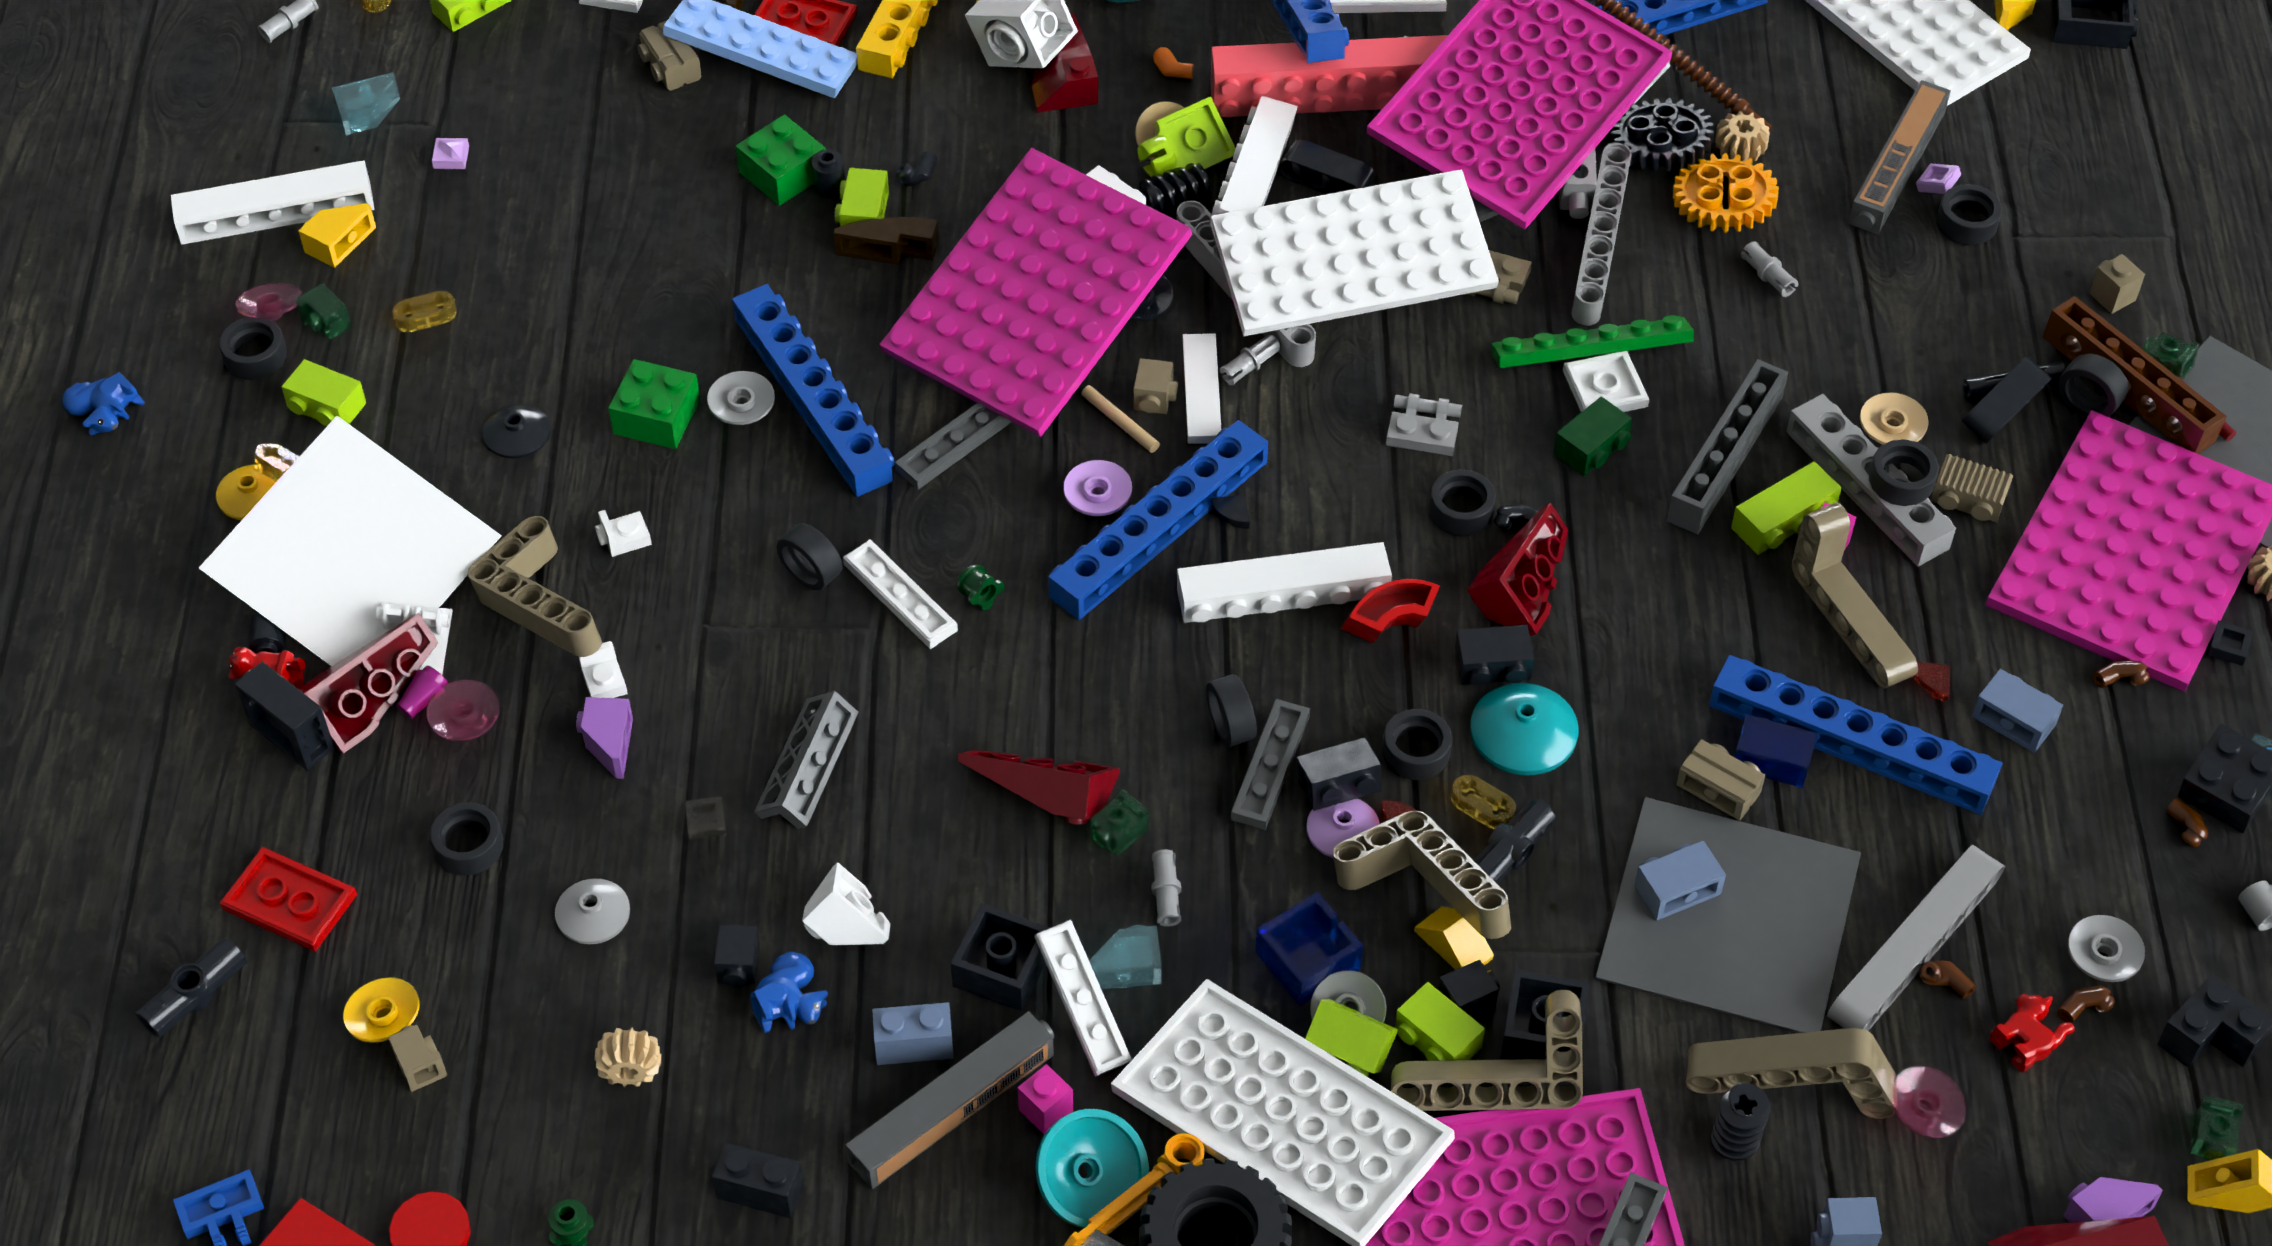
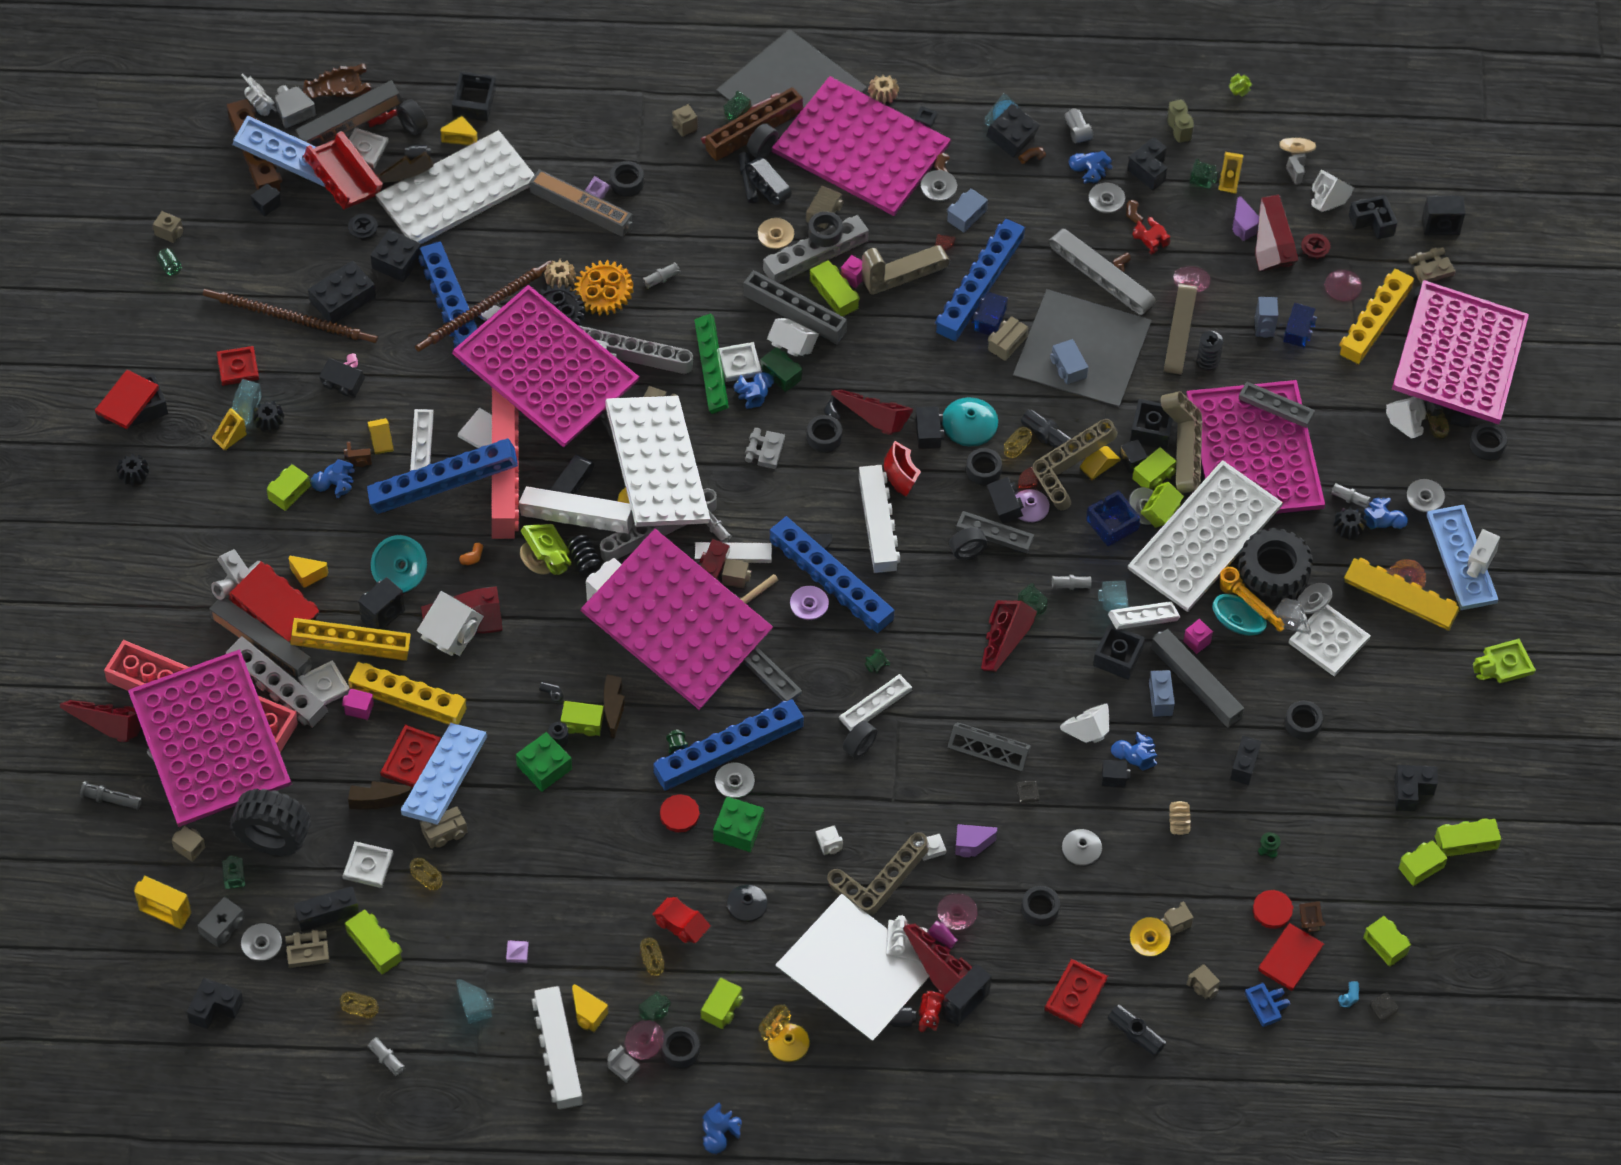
camera: 90 degrees left, 5 degrees up
(235, 281) = (622, 1064): none -> light grey bracket
(276, 1101) = (1204, 982): none -> dark tan brick
(479, 338) = (681, 920): none -> red brick
(595, 45) = (423, 877): none -> clear yellow beam
(687, 335) = (679, 813): none -> red tile
(818, 321) = (676, 741): none -> dark green brick
(1168, 343) = (715, 557): none -> dark red brick
(1541, 400) = (754, 391): none -> blue animal
(1655, 437) = (792, 336): none -> white brick
(2068, 653) = (941, 180): none -> light grey dish
(2189, 927) = (1093, 163): none -> blue animal

